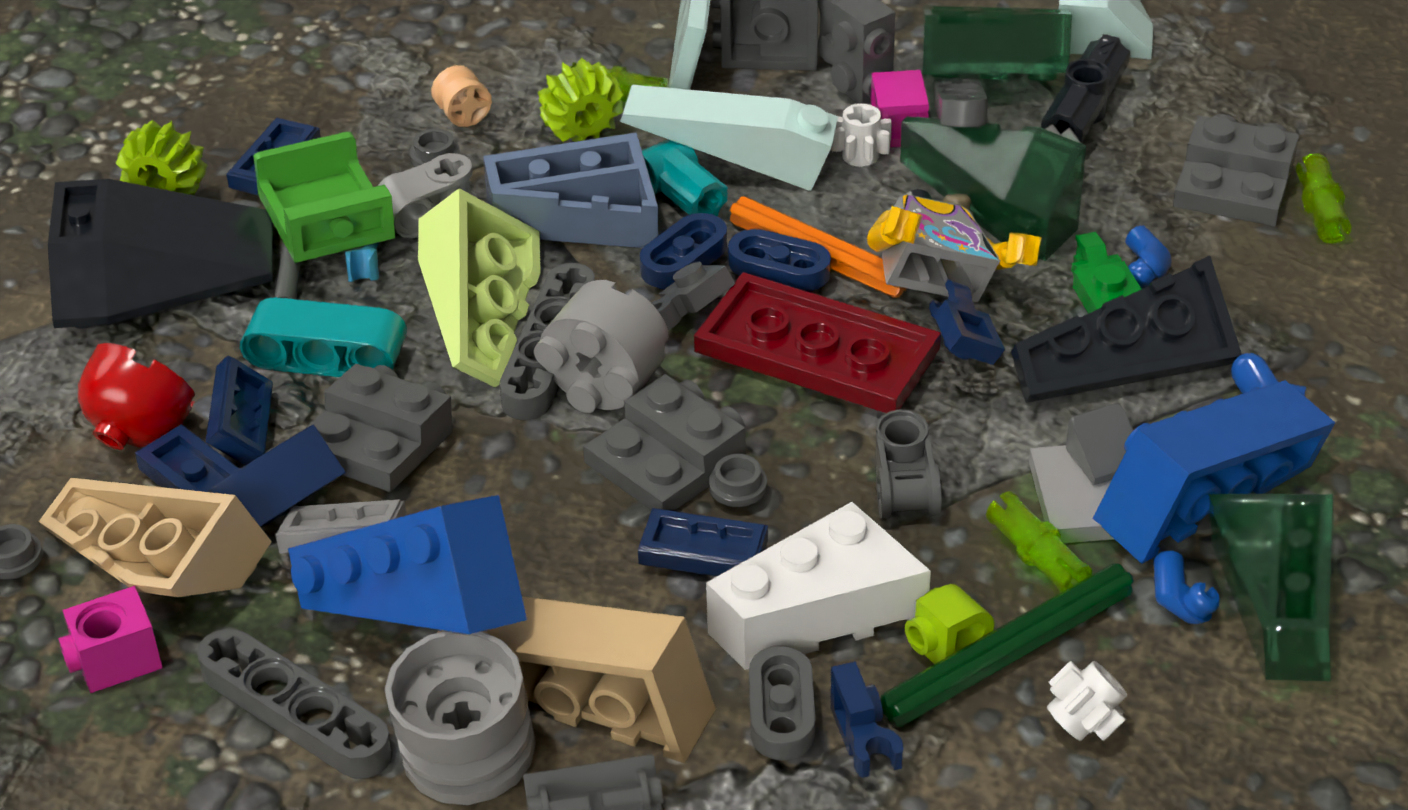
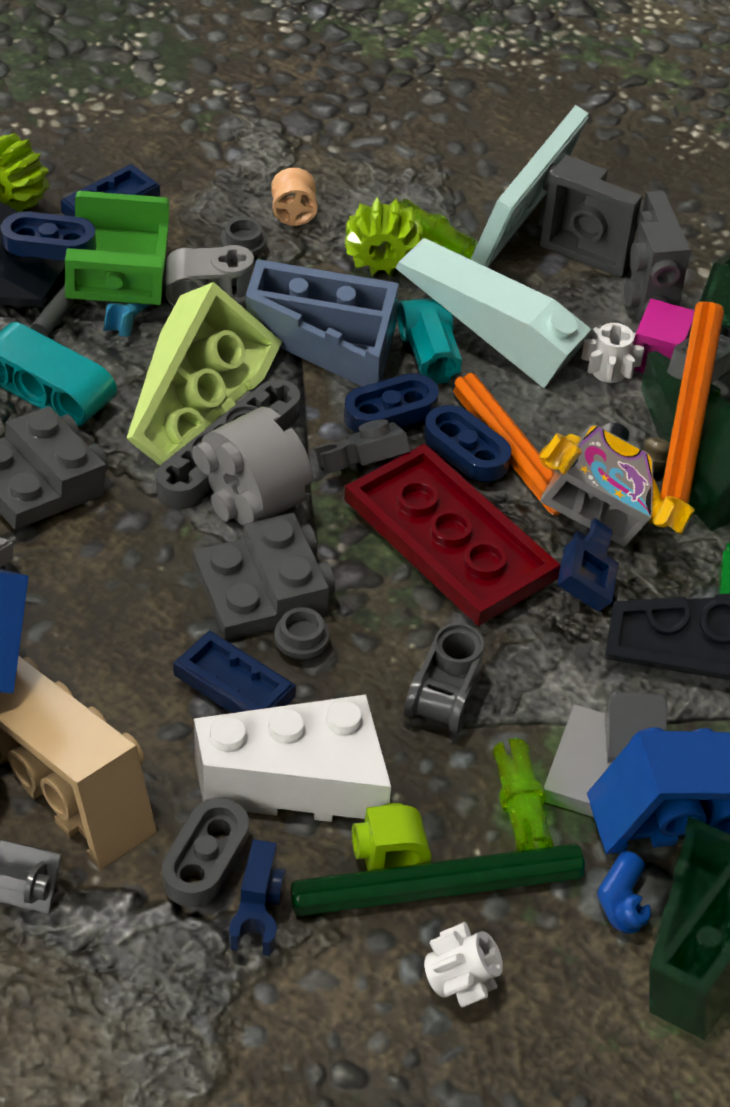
camera: 20 degrees right, 5 degrees up
(249, 205) = (46, 235): none -> dark blue plate
(986, 140) = (692, 401): none -> orange axle

